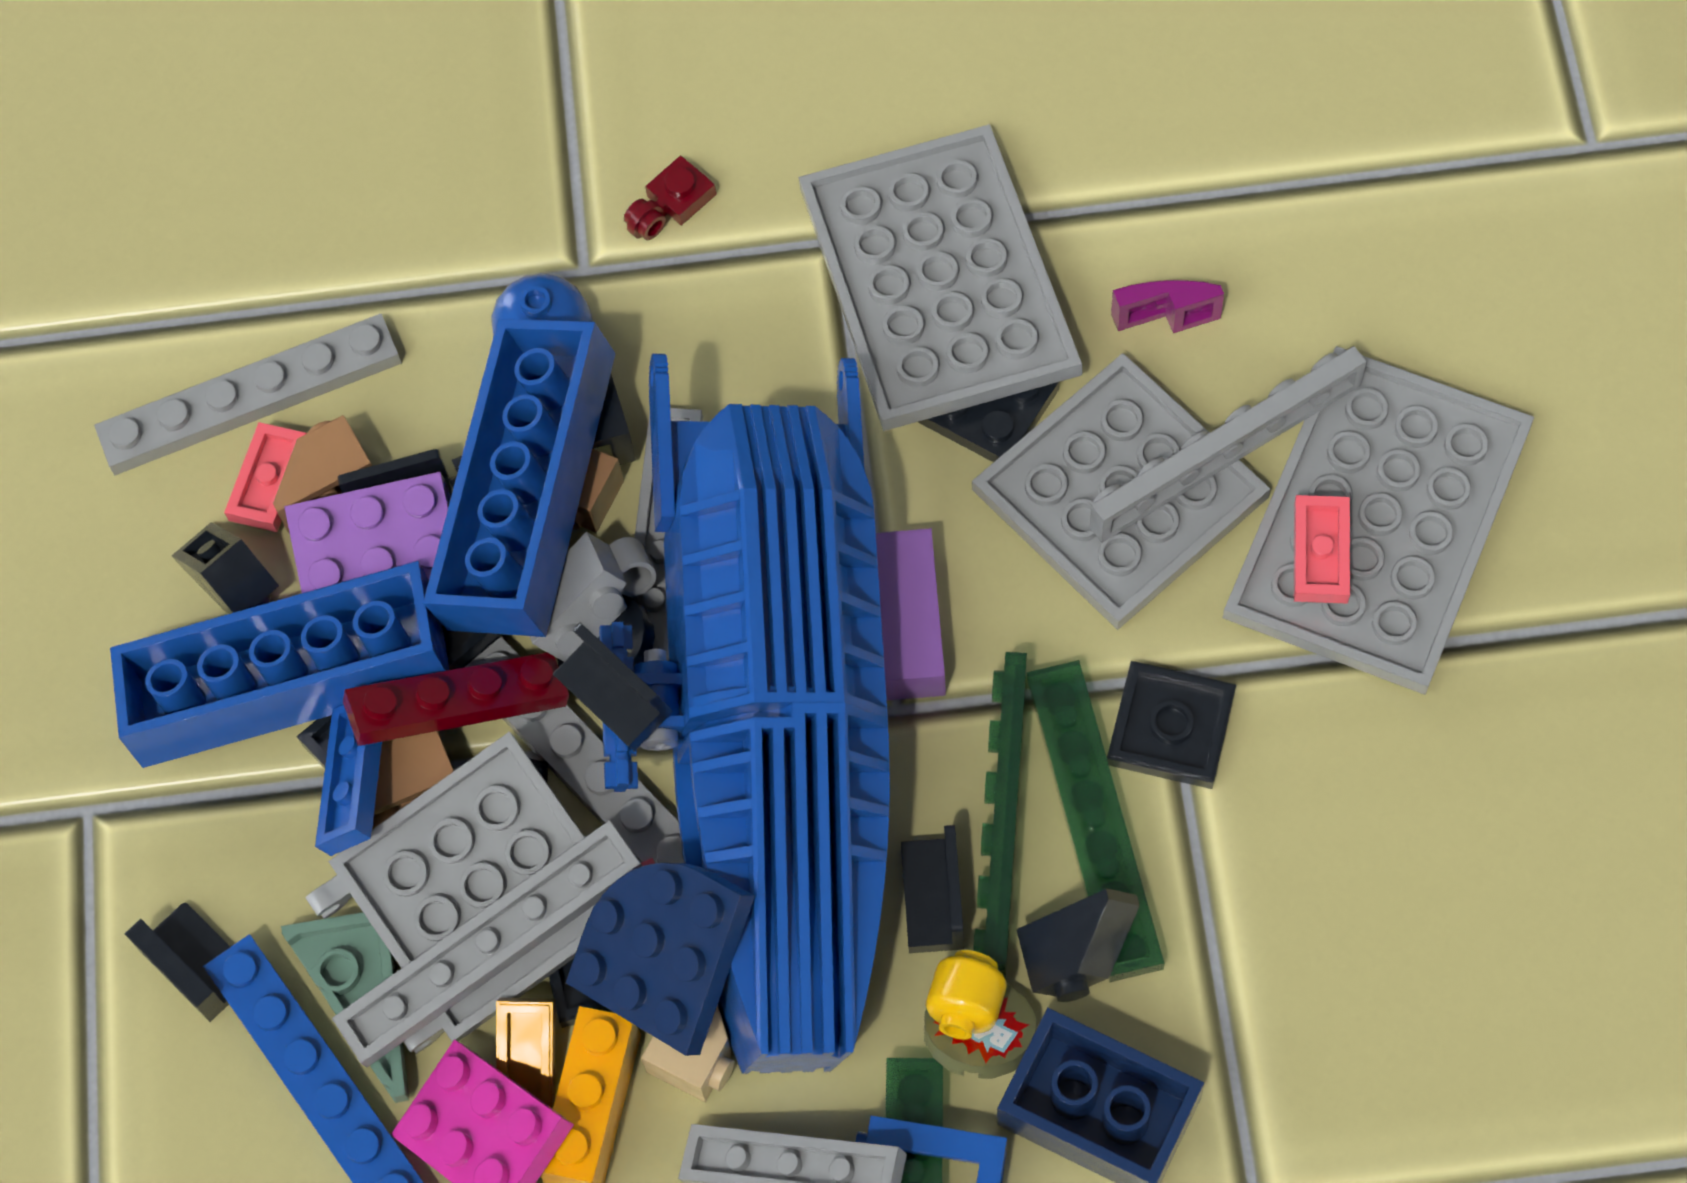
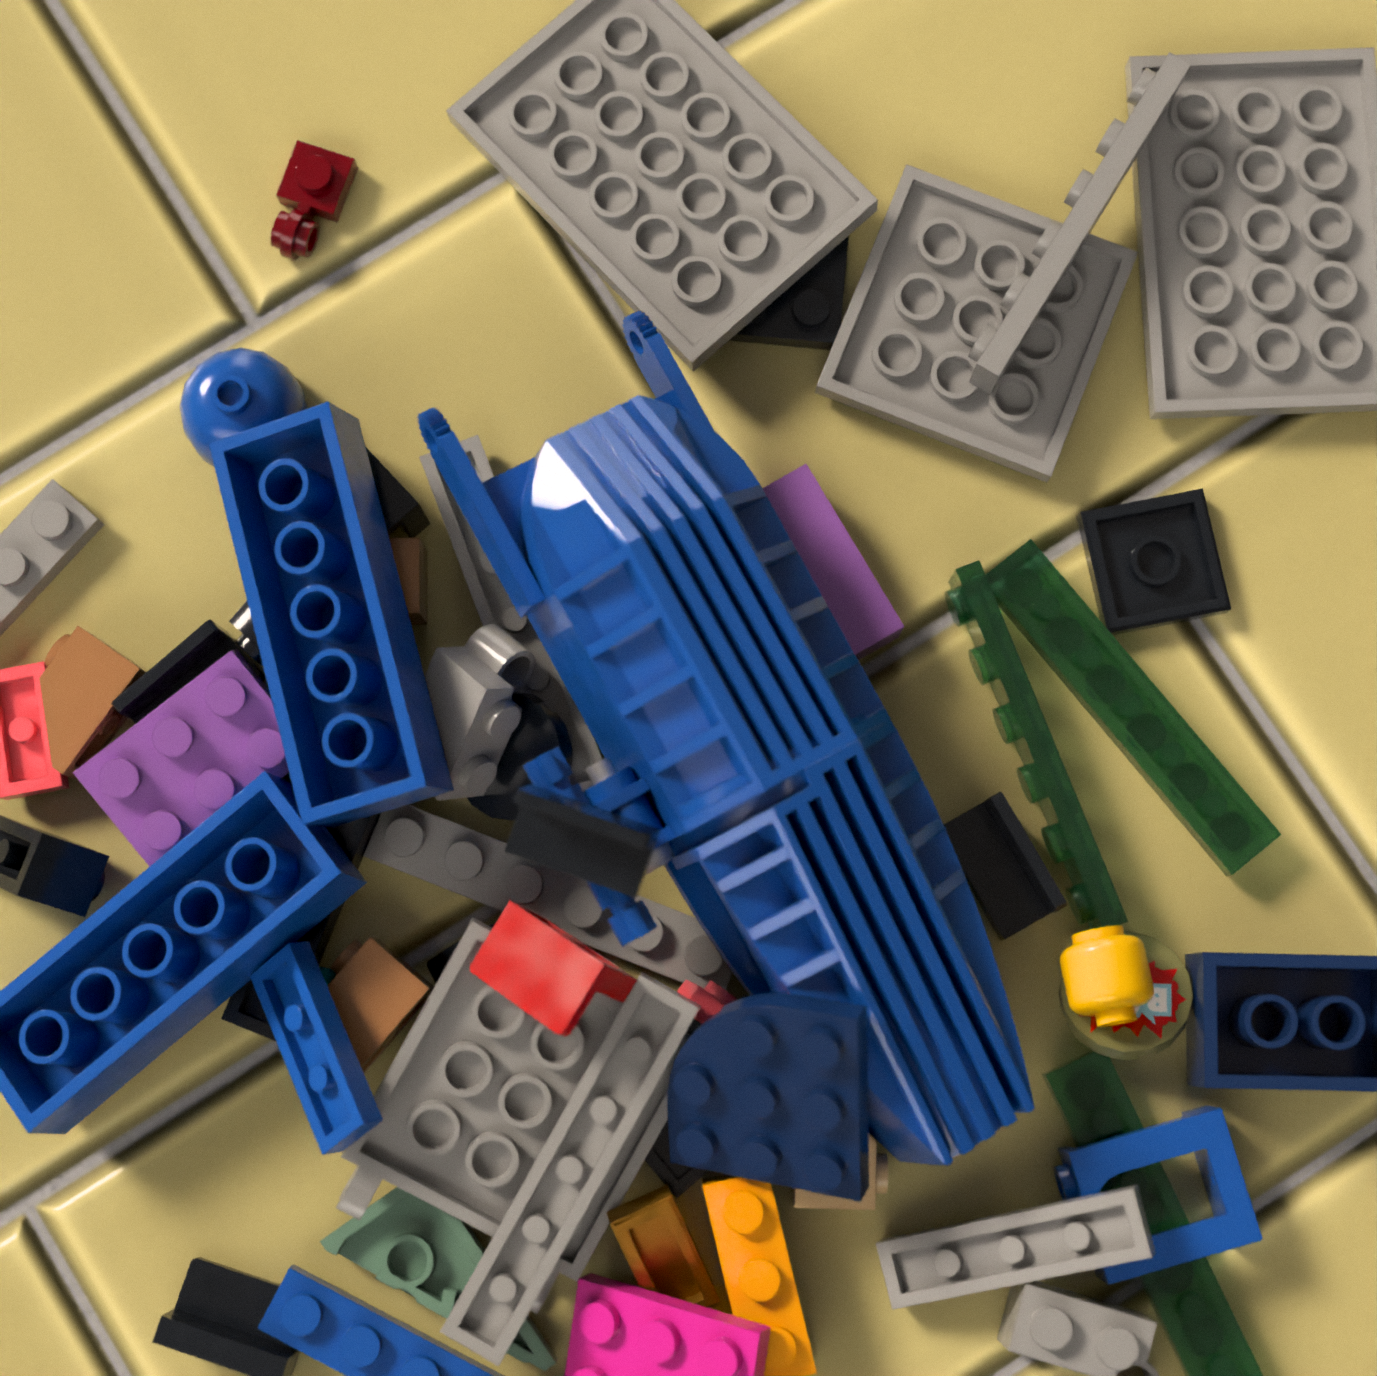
camera: 30 degrees left, 15 degrees up
(454, 698) = (383, 906): dark red plate -> none
(543, 783) = (546, 969): none -> panel
(1077, 944) = (1187, 863): black slope -> none
(1180, 301) = (933, 79): magenta slope -> none
(1321, 549) = (1233, 299): coral plate -> none

